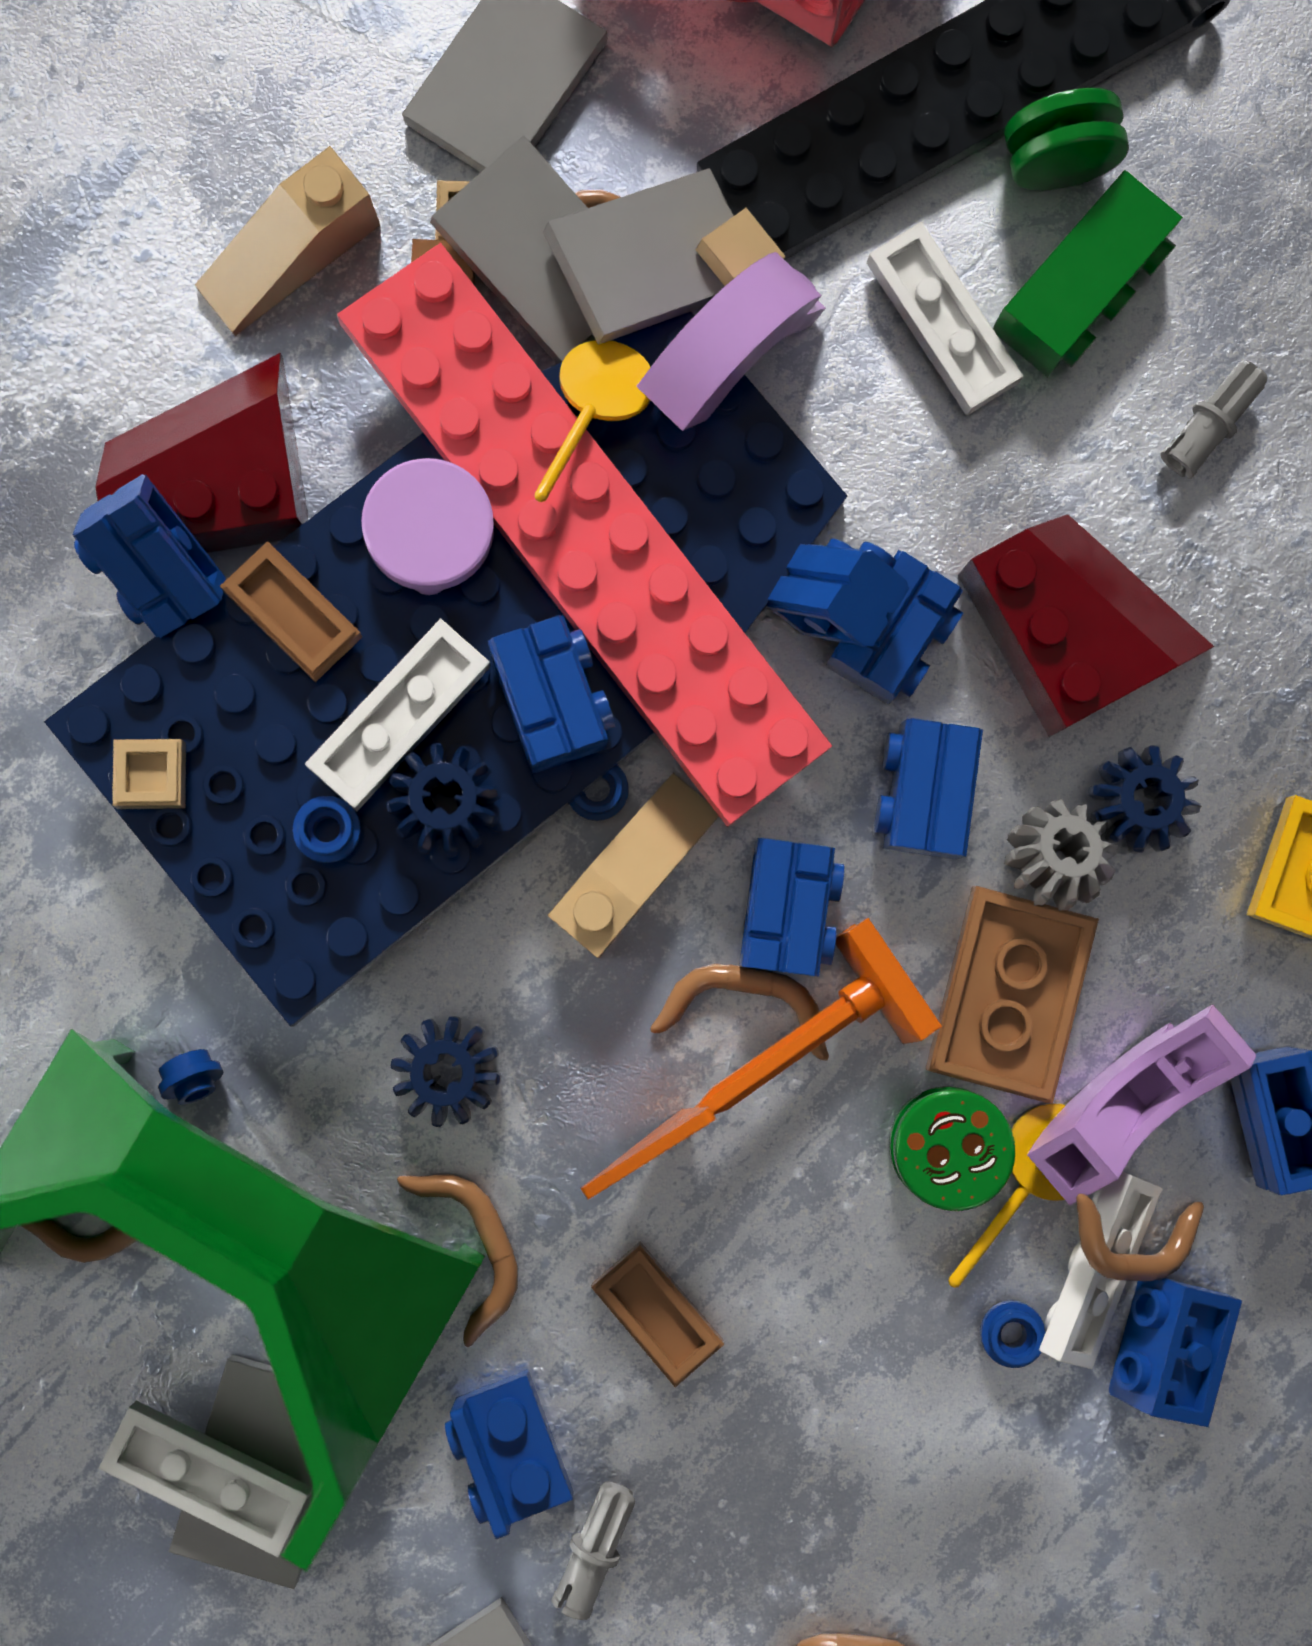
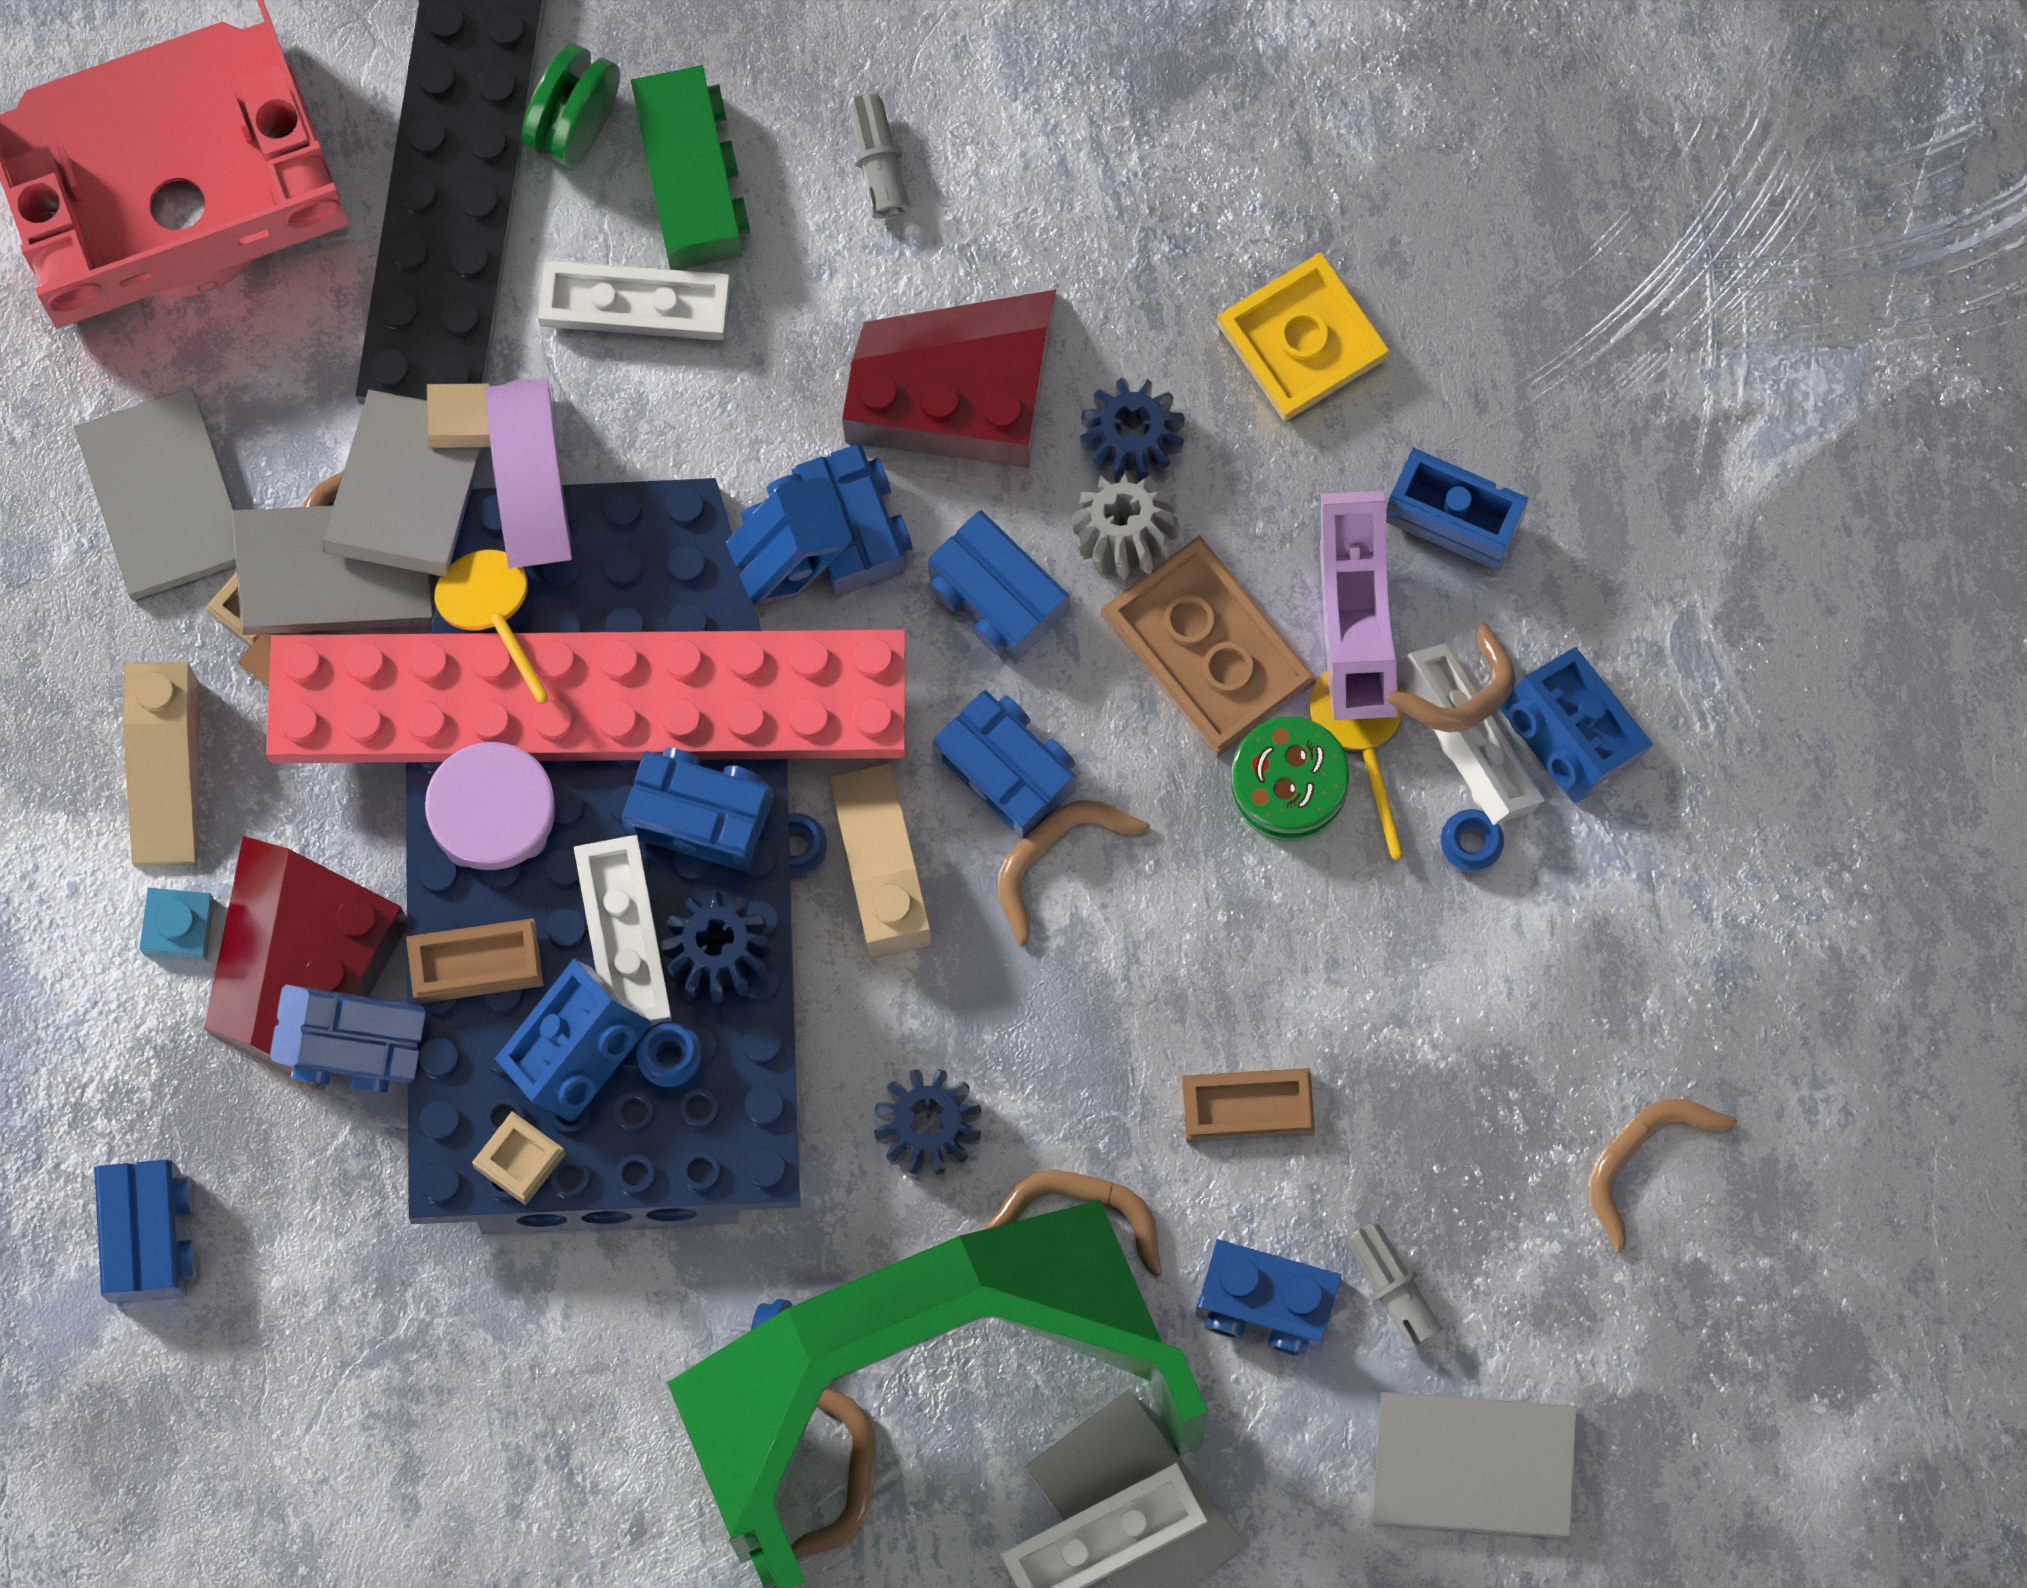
camera: 45 degrees left, 10 degrees down
(172, 356) = (177, 924): none -> dark azure plate
(269, 743) = (572, 1042): none -> blue bracket
(879, 986) = (1120, 739): orange piece -> none

